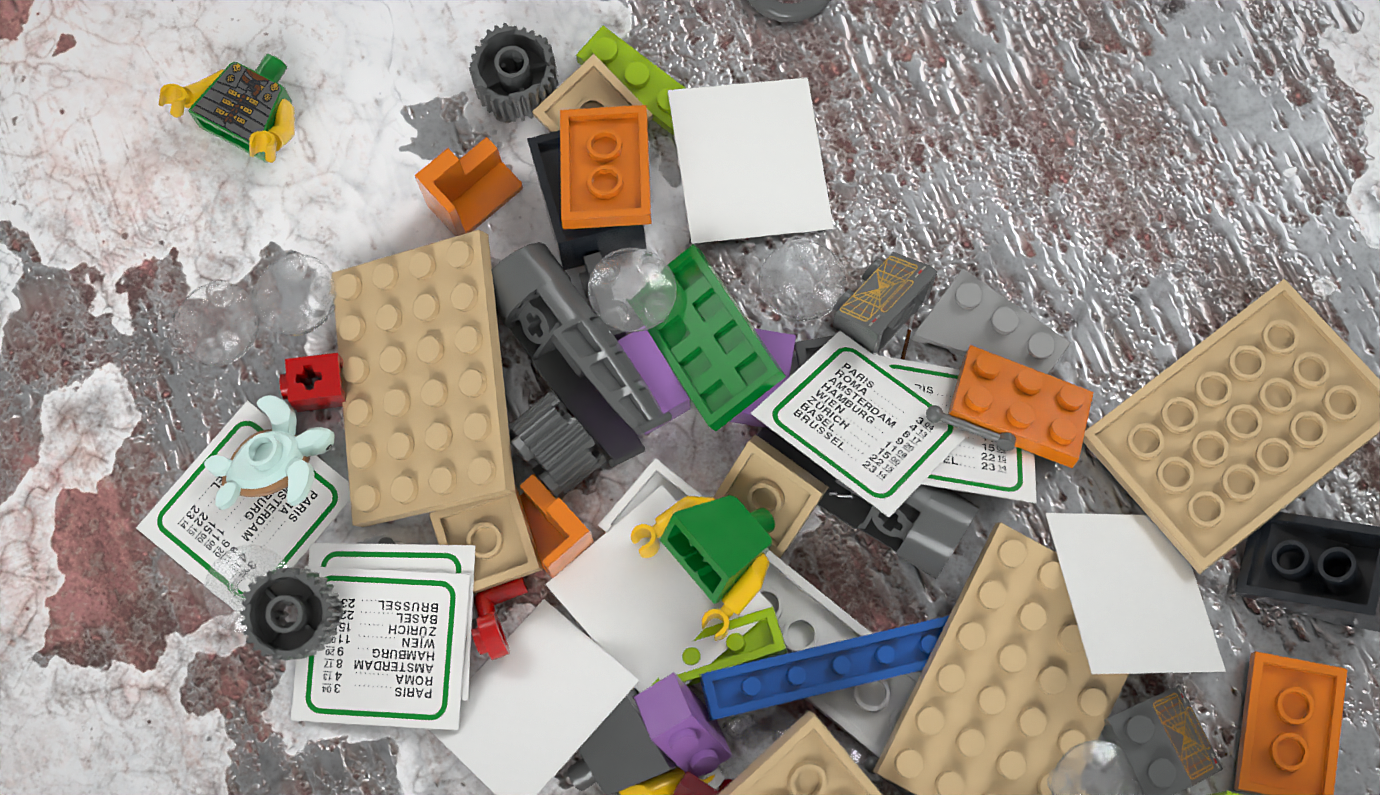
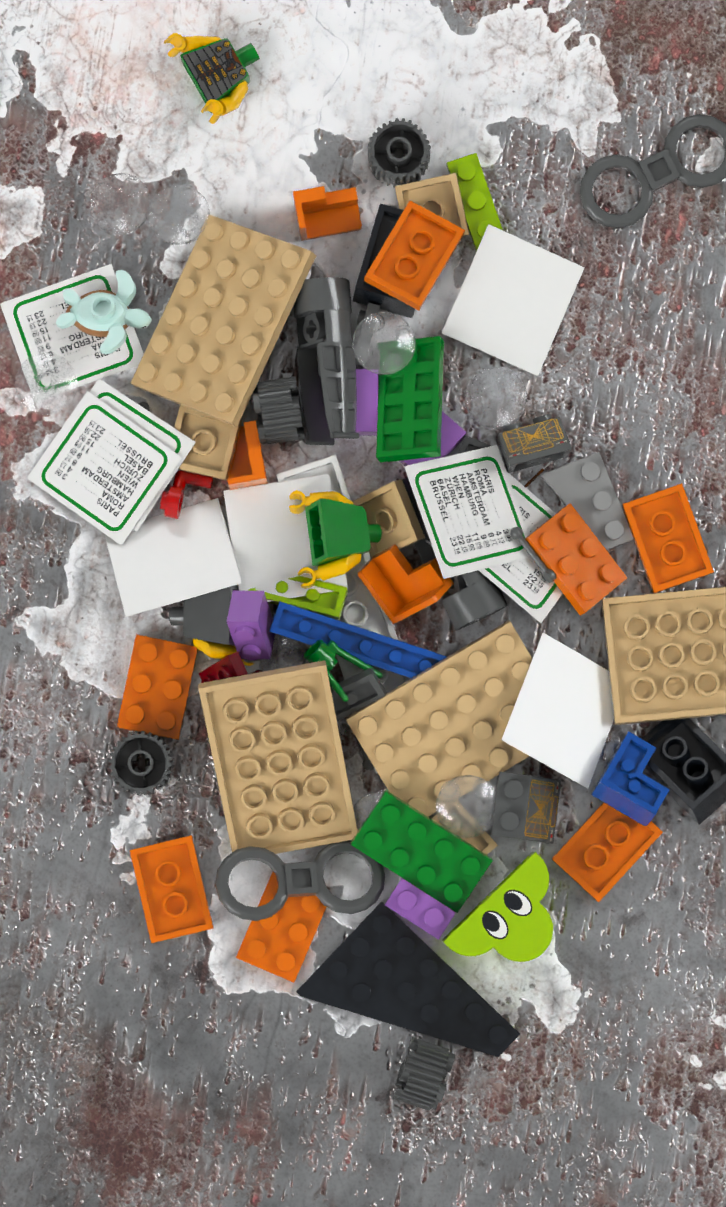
camera: 30 degrees right, 10 degrees up
(265, 615) = (81, 417): dark grey brick -> none
(326, 391) = (160, 291): red brick -> none
(794, 704) = (321, 651): none -> green plant
(842, 567) = (401, 588): none -> orange panel
(869, 728) = (361, 690): none -> dark grey plate
(1109, 318) = (667, 538): none -> orange plate
(1269, 639) = (626, 786): none -> blue panel

